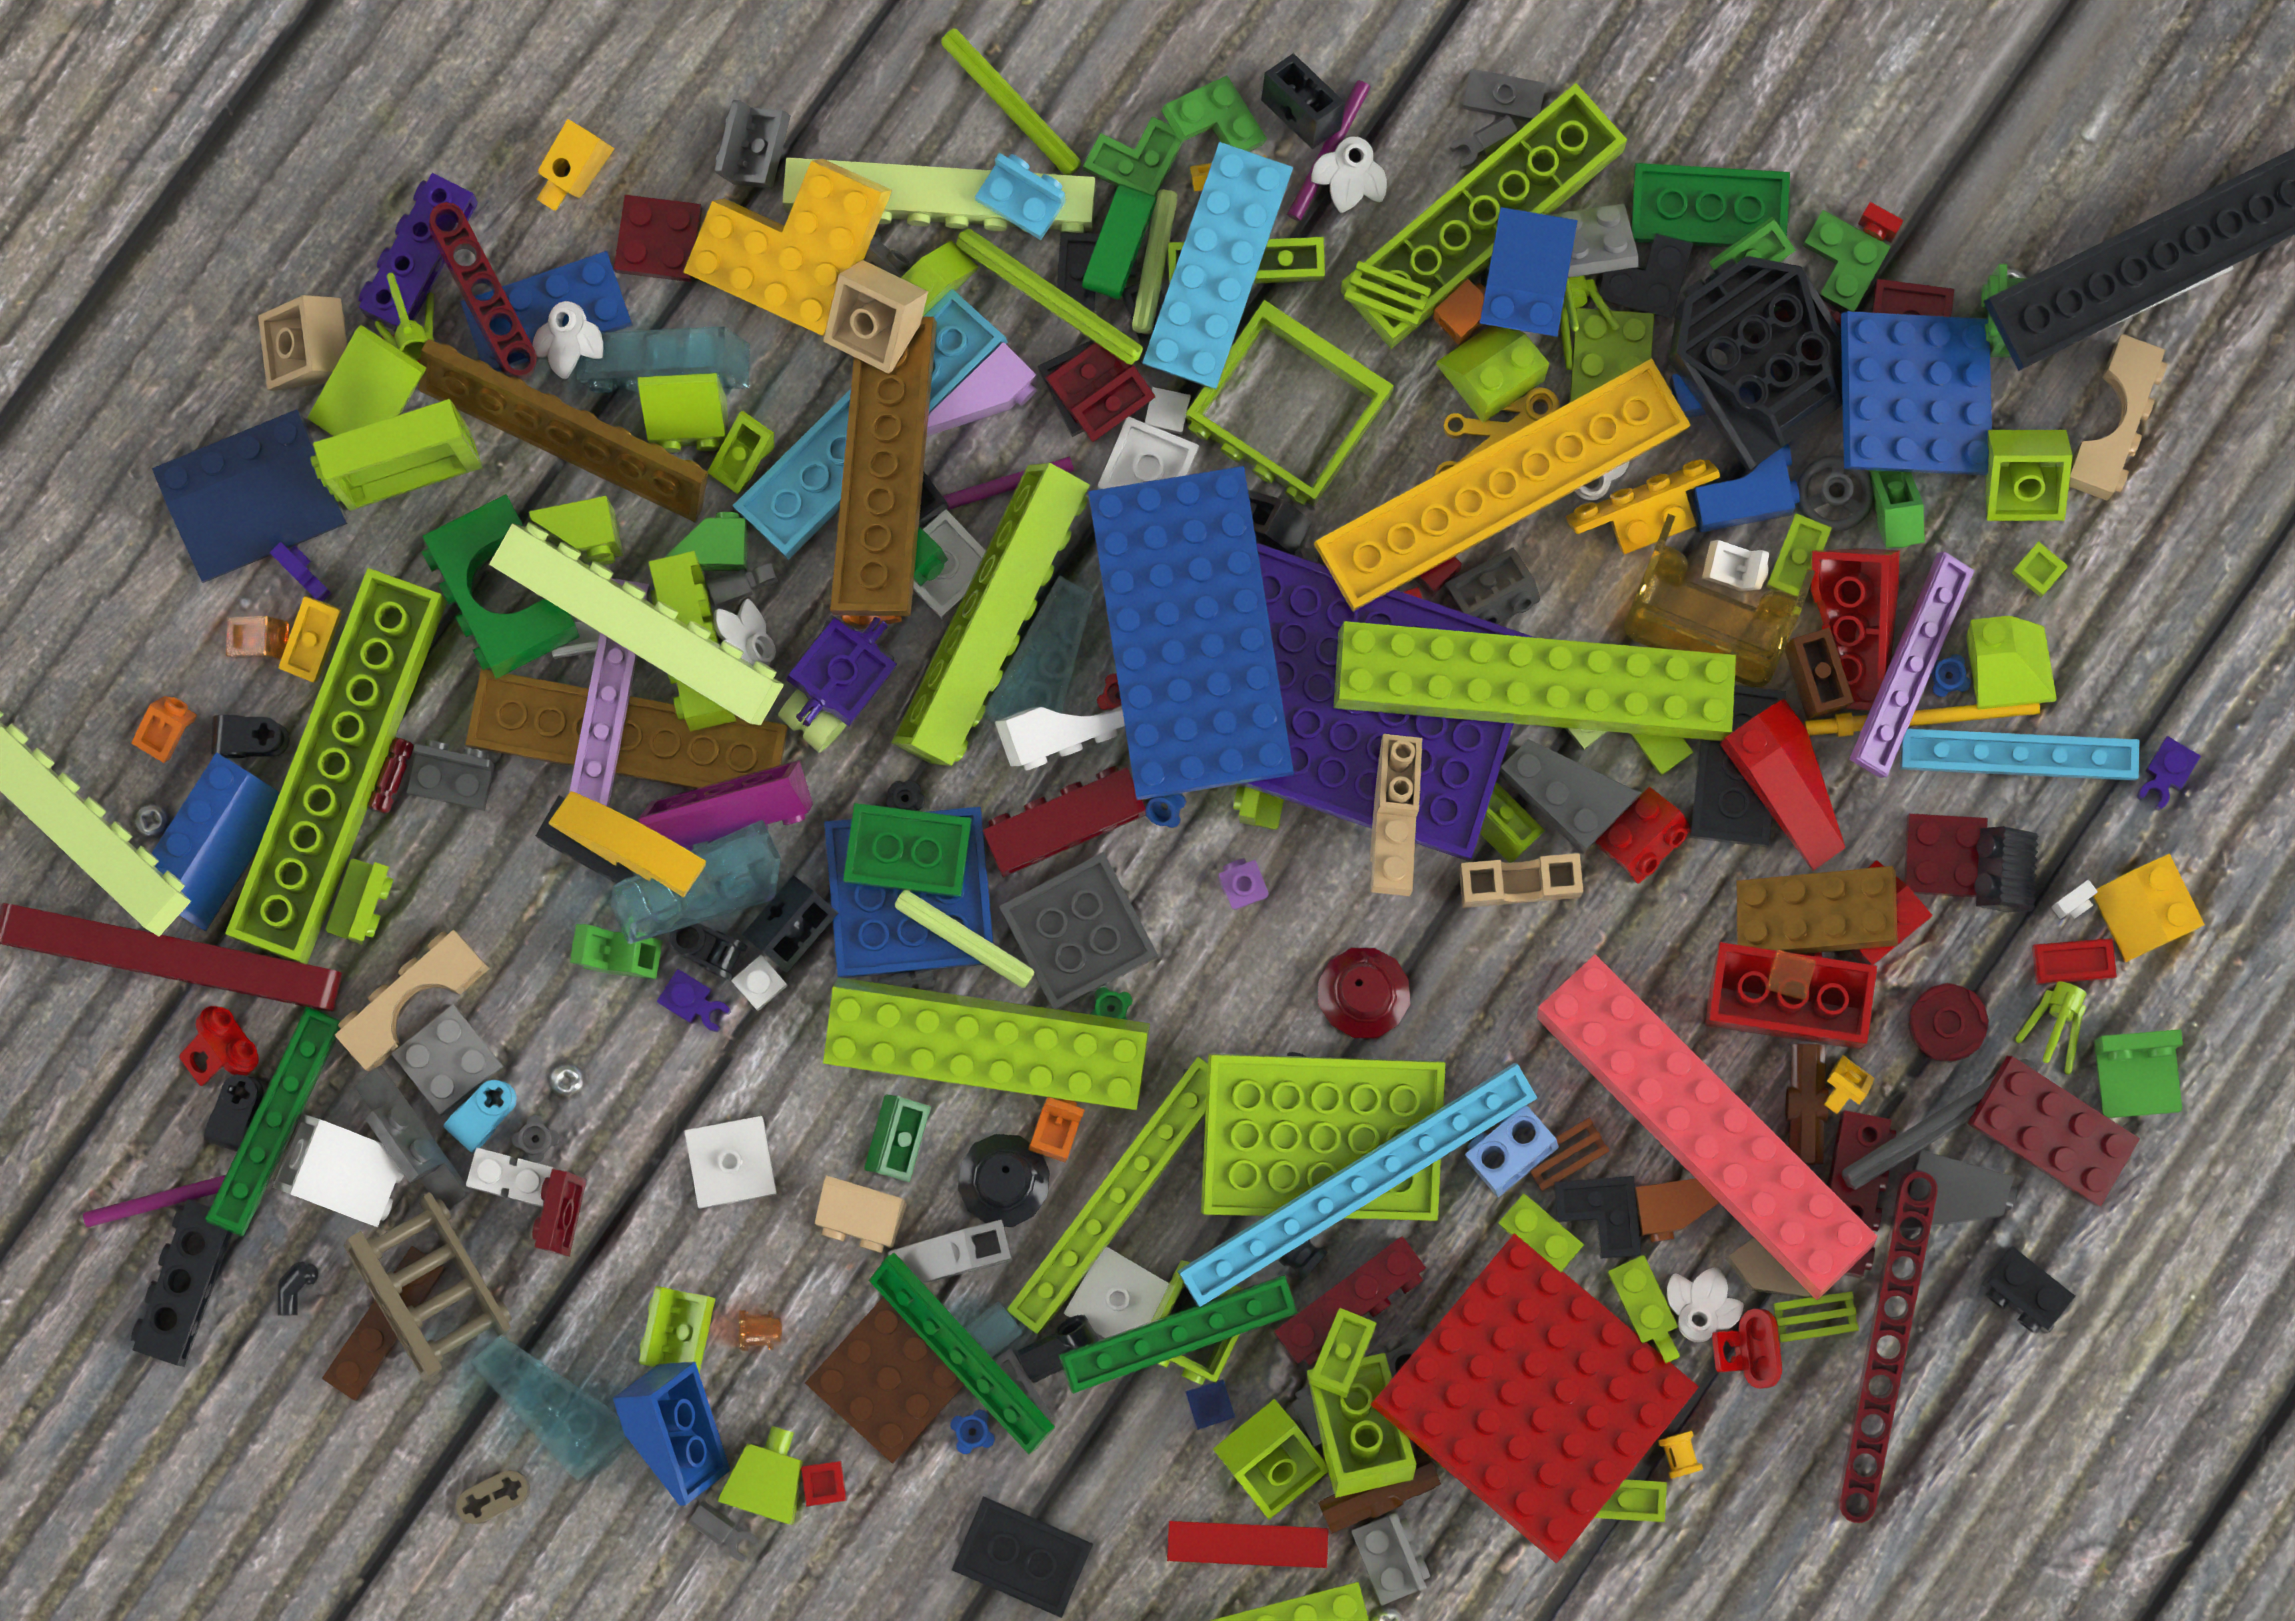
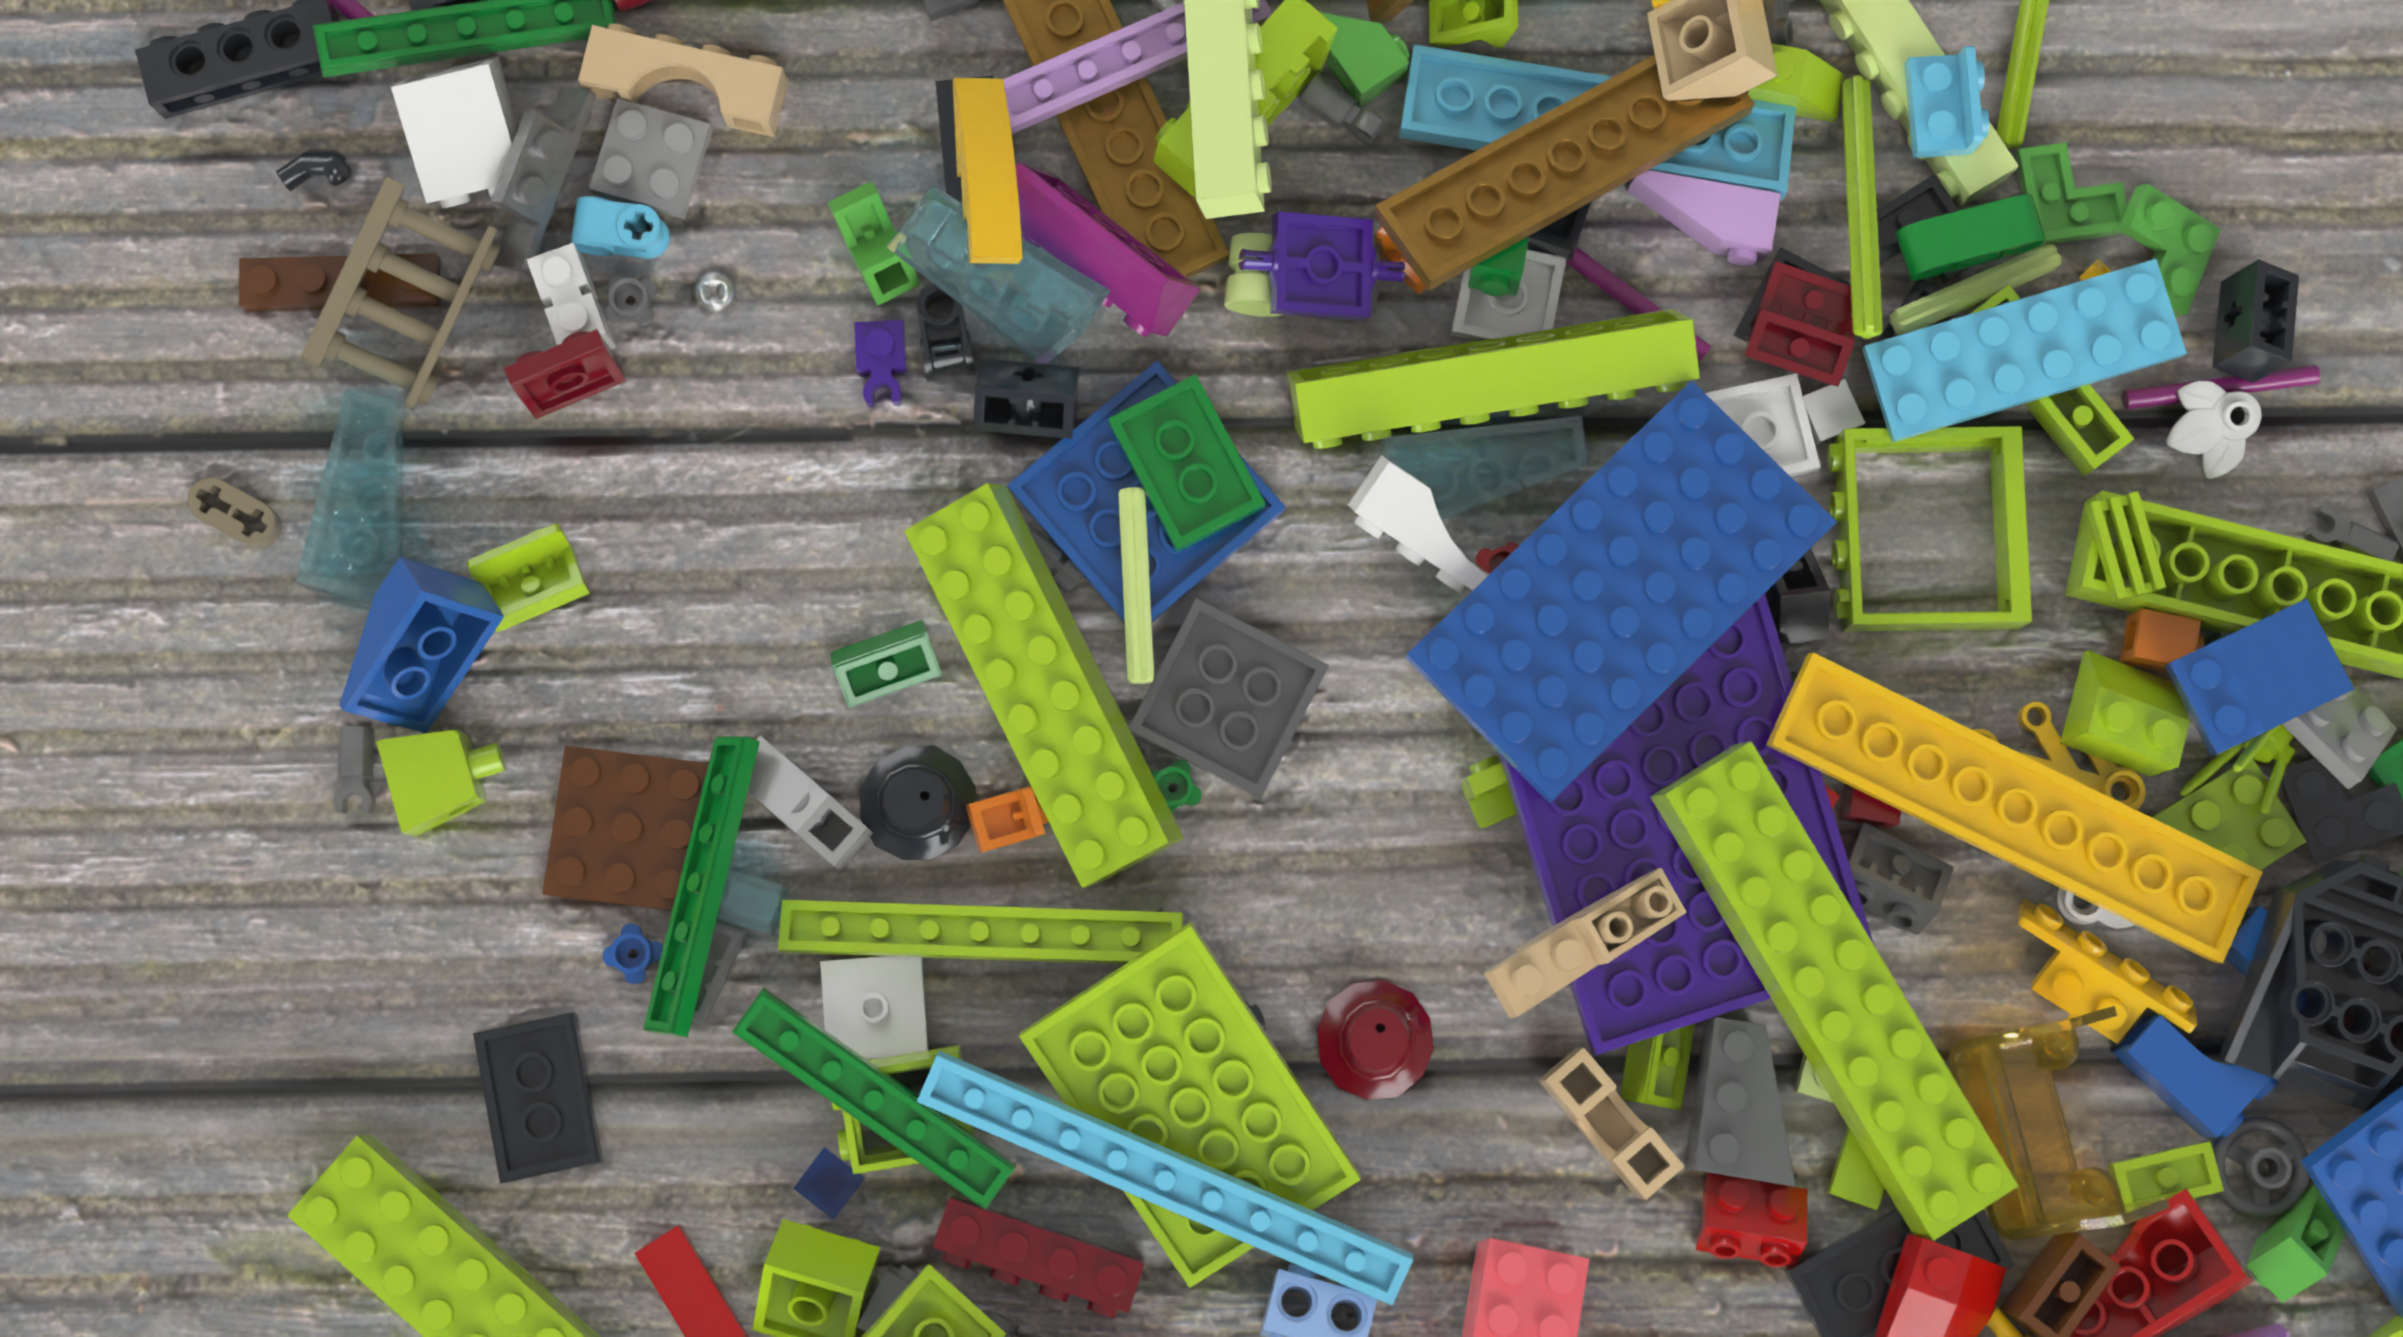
camera: 45 degrees right, 0 degrees up
(730, 1162) = (742, 512): white plate -> none
(746, 632) = (1293, 148): white plate -> none
(759, 983) = (946, 412): white plate -> none
(759, 1330) = (586, 660): clear orange brick -> none
(823, 1483) = (473, 838): red plate -> none
(859, 1214) = (776, 677): tan slope -> none
(909, 788) = (1253, 423): black plate -> none
(1042, 1357) = (795, 985): black piece -> none
(1063, 821) = (1330, 602): dark red brick -> none
(1165, 817) = (1409, 700): blue plate -> none
(1242, 883) = (1398, 832): medium lavender bracket -> none
(1303, 1259) = (1049, 1176): black wheel -> none
(1342, 1352) = (972, 1290): lime plate -> none
(1735, 566) = (2106, 1117): white bracket -> none

